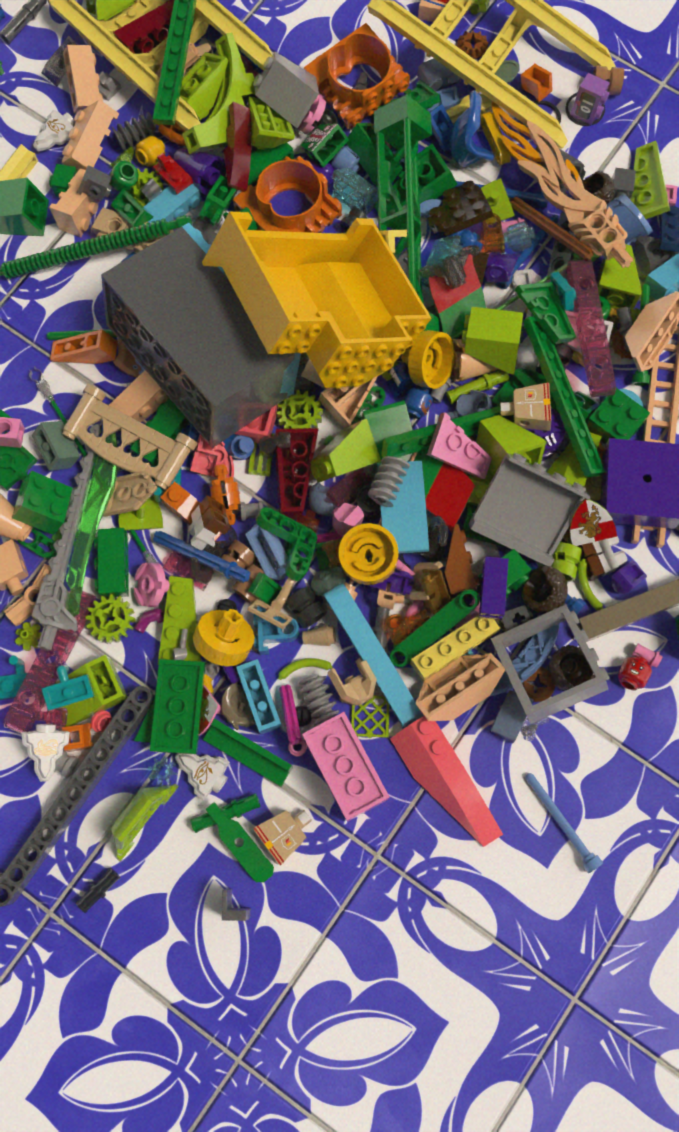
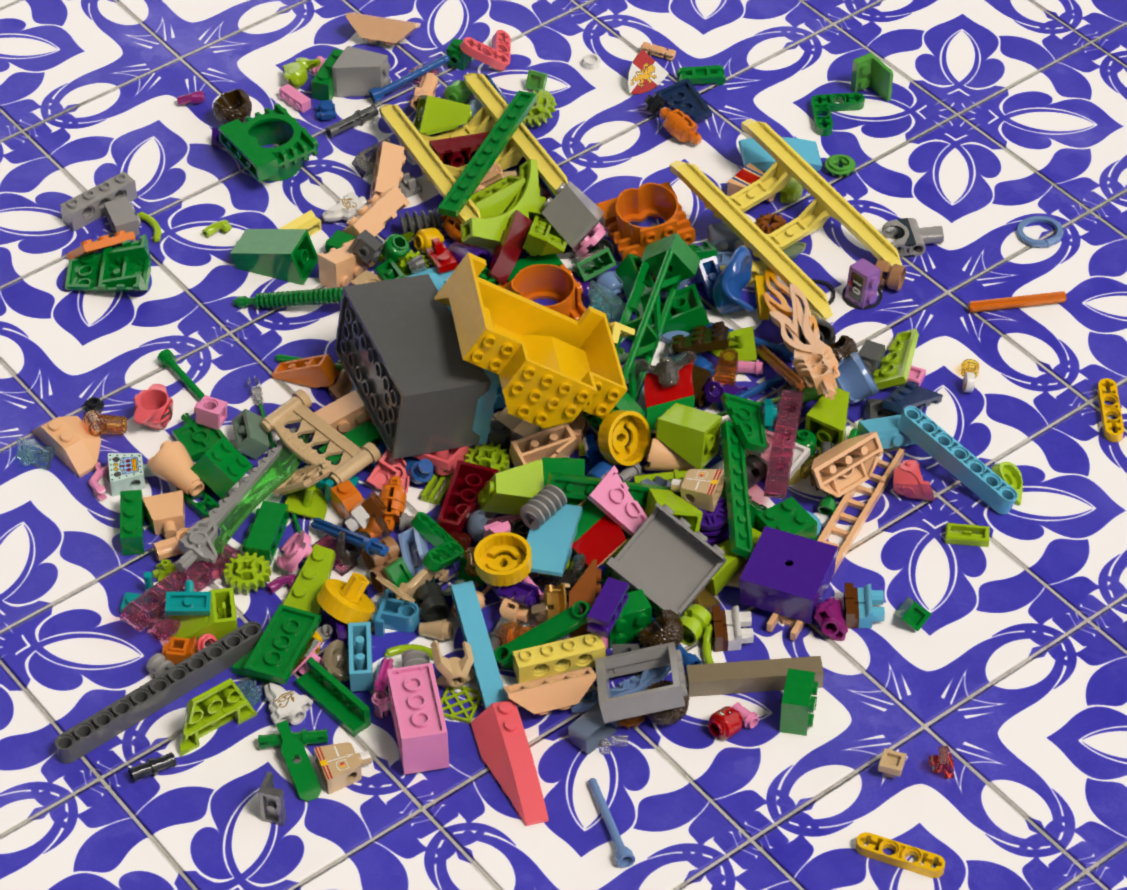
camera: 15 degrees right, 30 degrees down
(45, 748) = (150, 640): white rock -> none
(181, 653) = (303, 604): light grey hand -> none
(268, 444) = (447, 469): clear smoke piece -> none
(519, 236) = (751, 372): clear light blue head -> none
(537, 81) = (819, 263): orange window -> none
(591, 524) = (723, 588): shield -> none
(612, 26) = (911, 237): none -> light grey connector
(627, 578) = (747, 648): dark purple tile -> none

